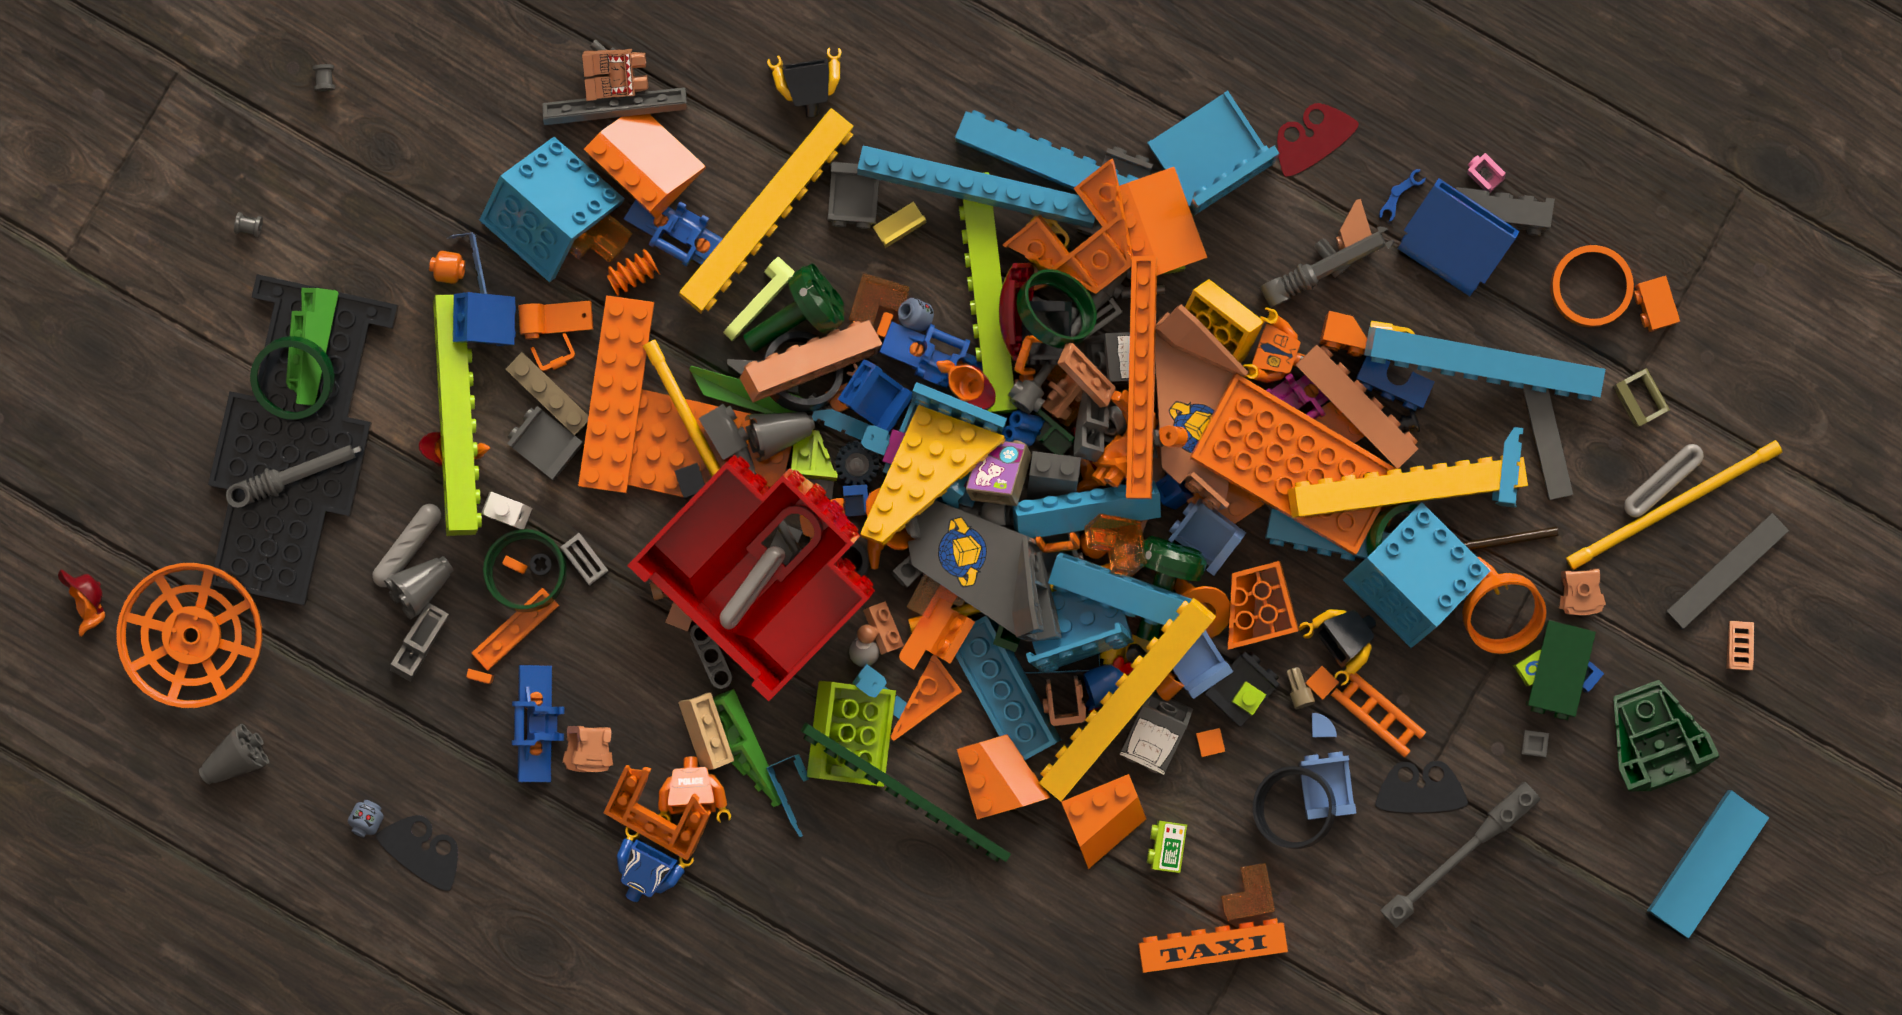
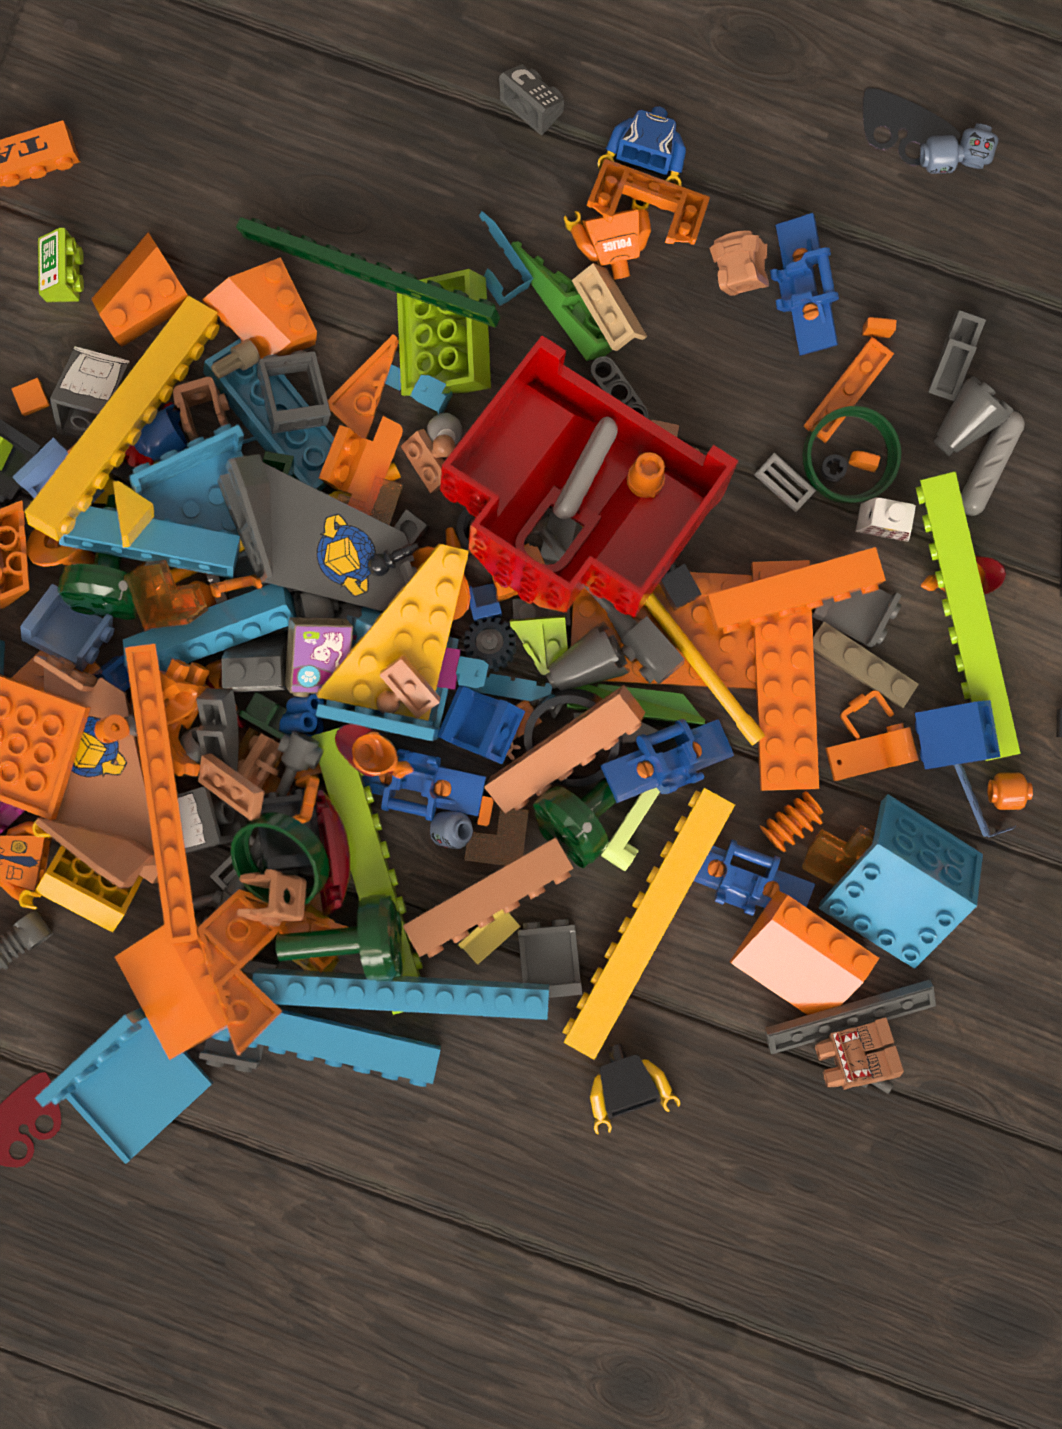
camera: 165 degrees right, 0 degrees up
(398, 817) = (941, 154): none -> sand blue head
(596, 460) = (795, 589): none -> orange brick
(703, 572) = (646, 475): none -> orange piece
(722, 332) = (667, 770): none -> blue piece
(739, 926) = (530, 97): none -> dark grey slope
(893, 252) = (488, 897): none -> nougat brick
(929, 431) = (407, 687): none -> nougat plate
(935, 540) = (381, 563): none -> black bar
(976, 731) = (299, 417): none -> dark grey window
(989, 233) = (375, 939): none -> dark green piece
(1023, 740) = (242, 356): none -> dark tan piece
(1061, 269) = (277, 908): none -> nougat piece
(1131, 612) = (133, 512): none -> yellow slope

